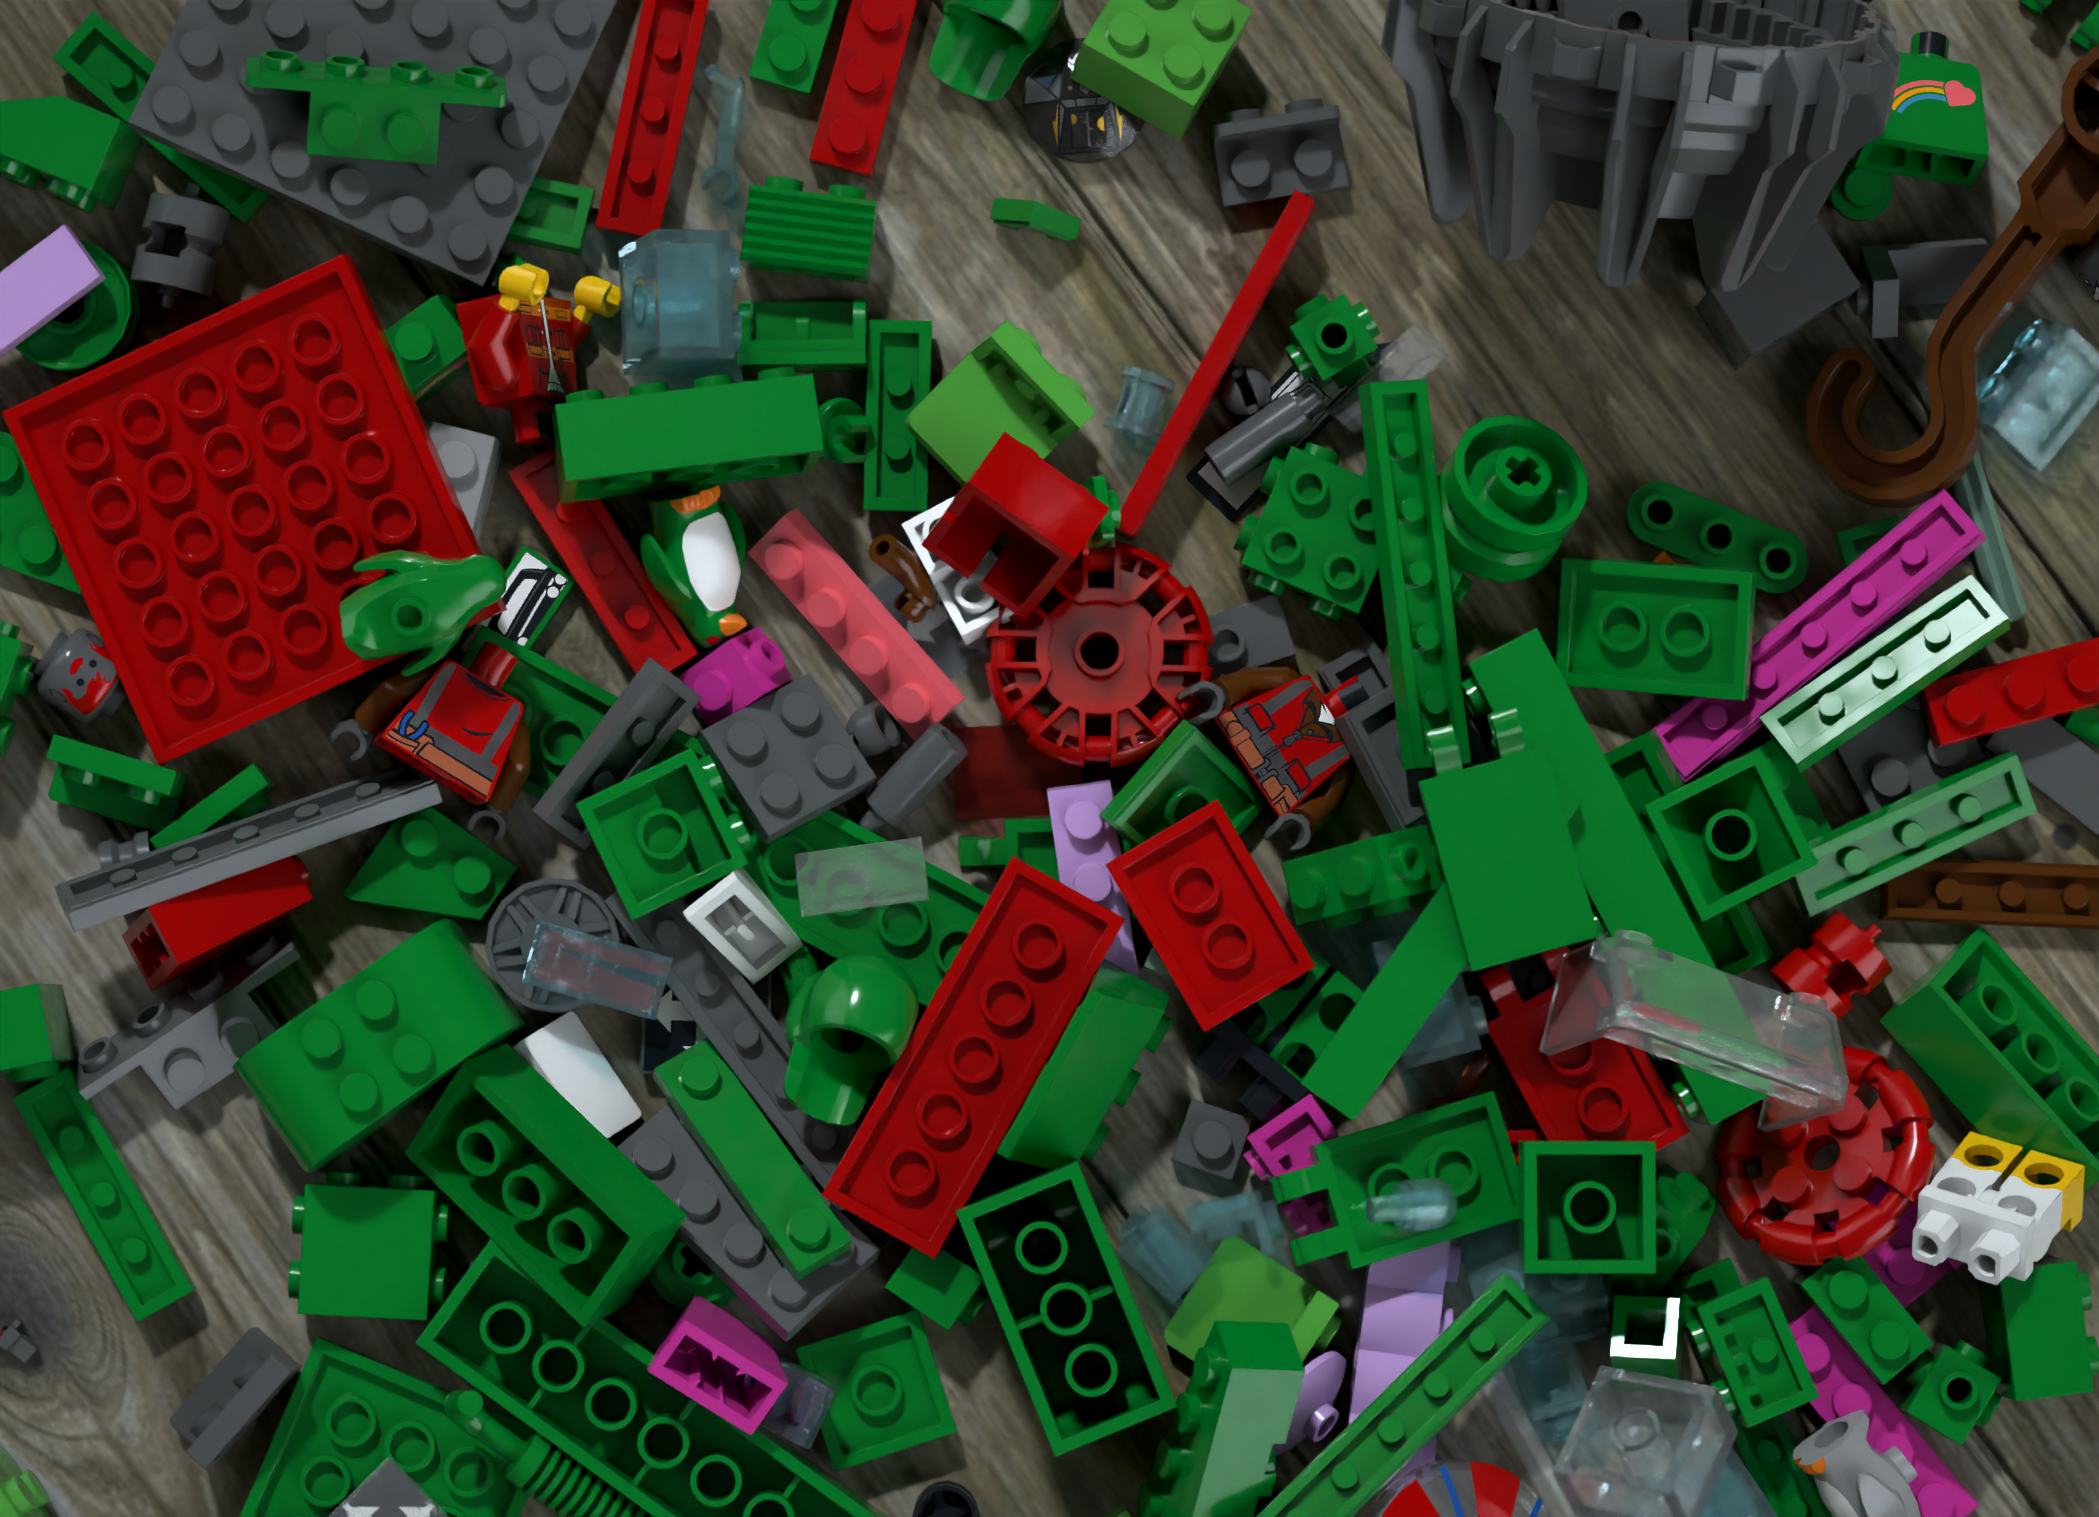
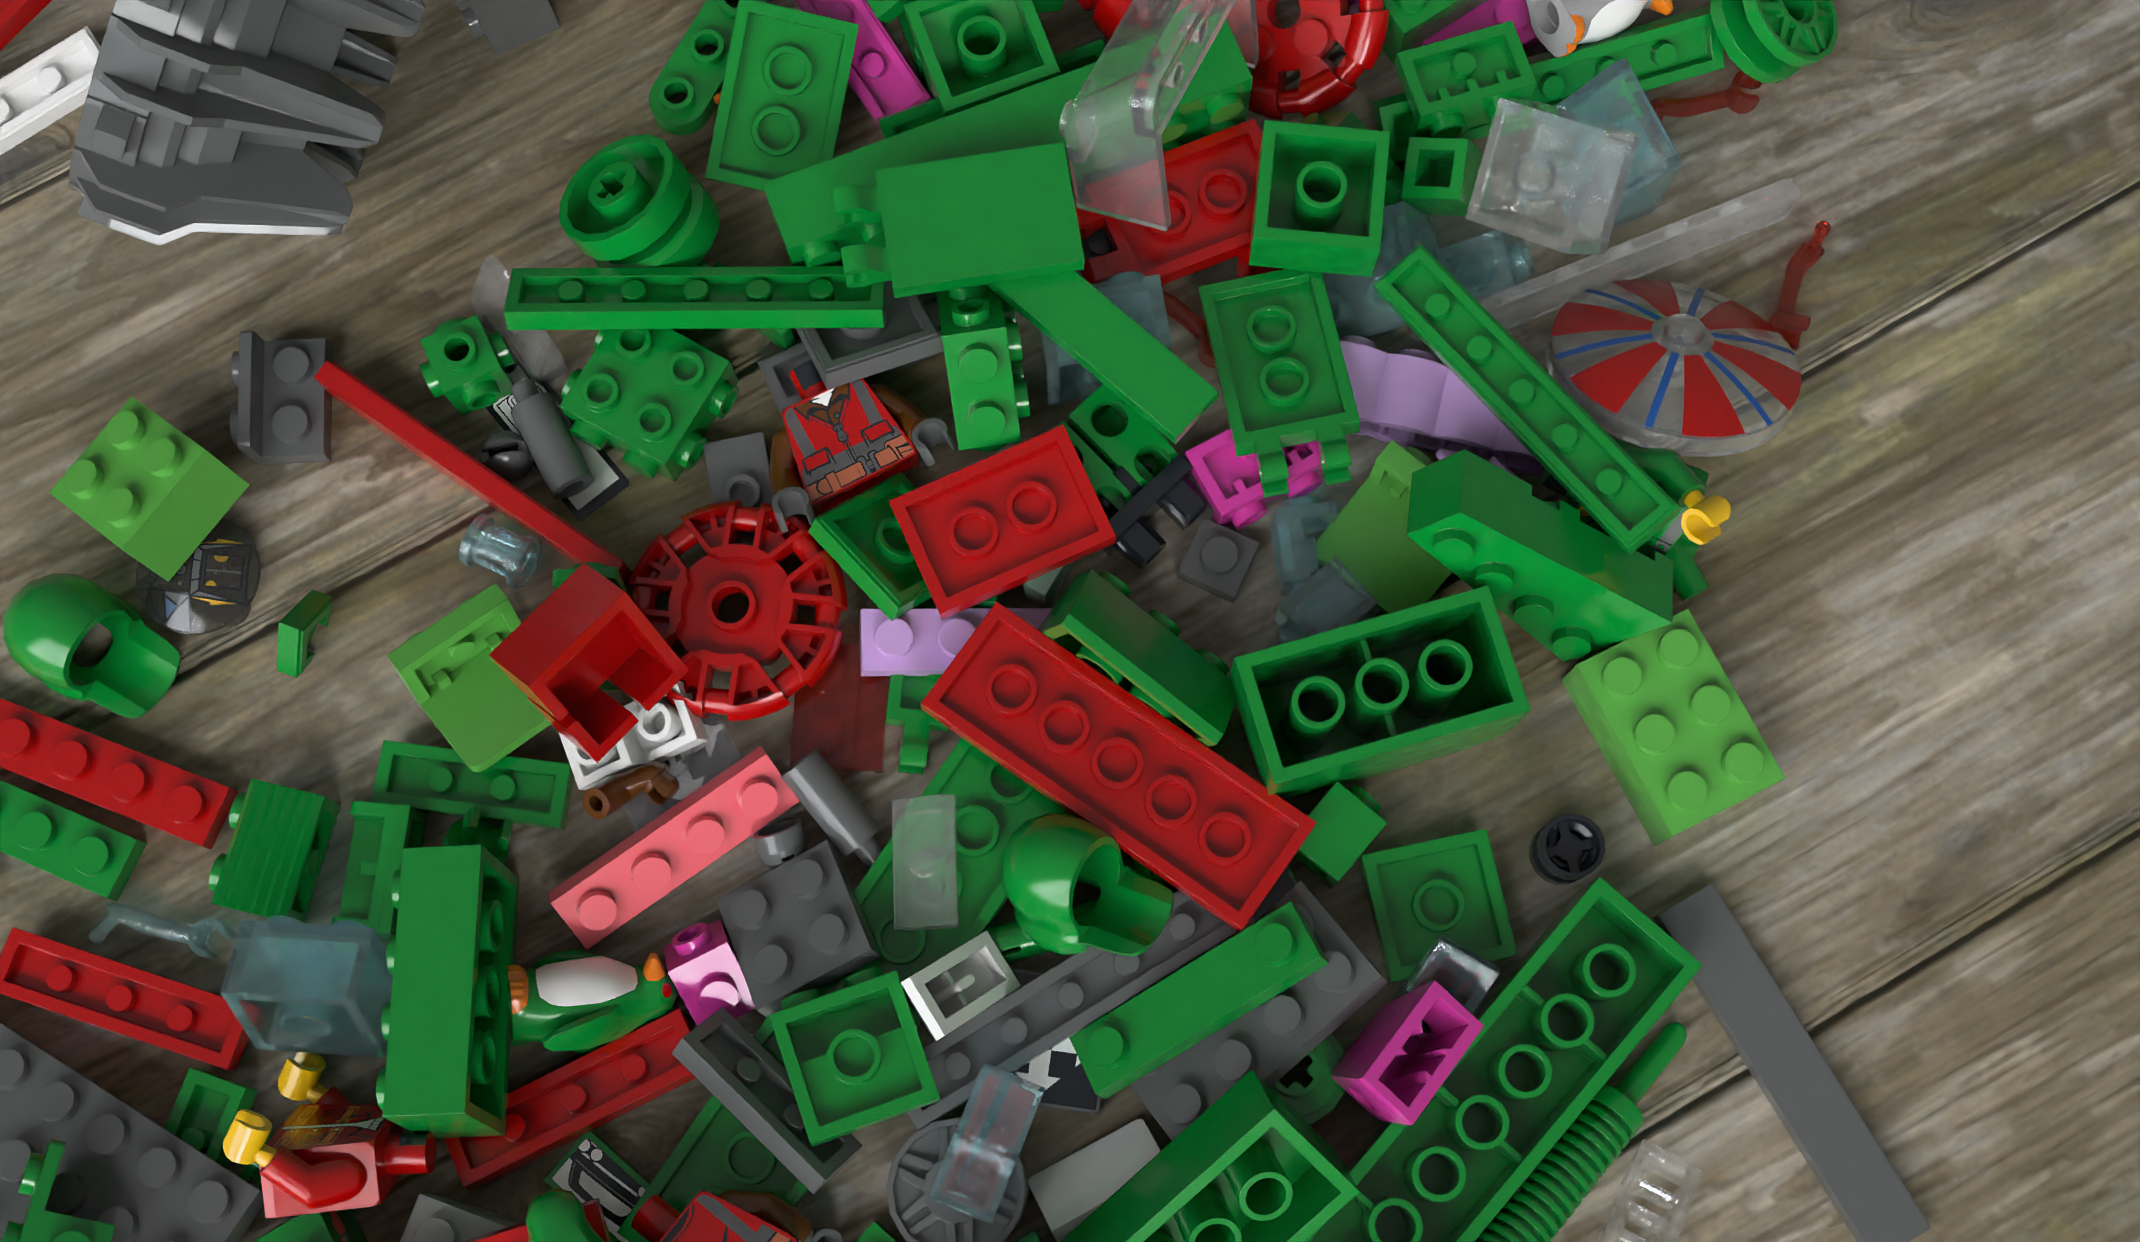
camera: 85 degrees left, 10 degrees down
(1415, 1205) = (1303, 354): clear light blue cylinder -> none

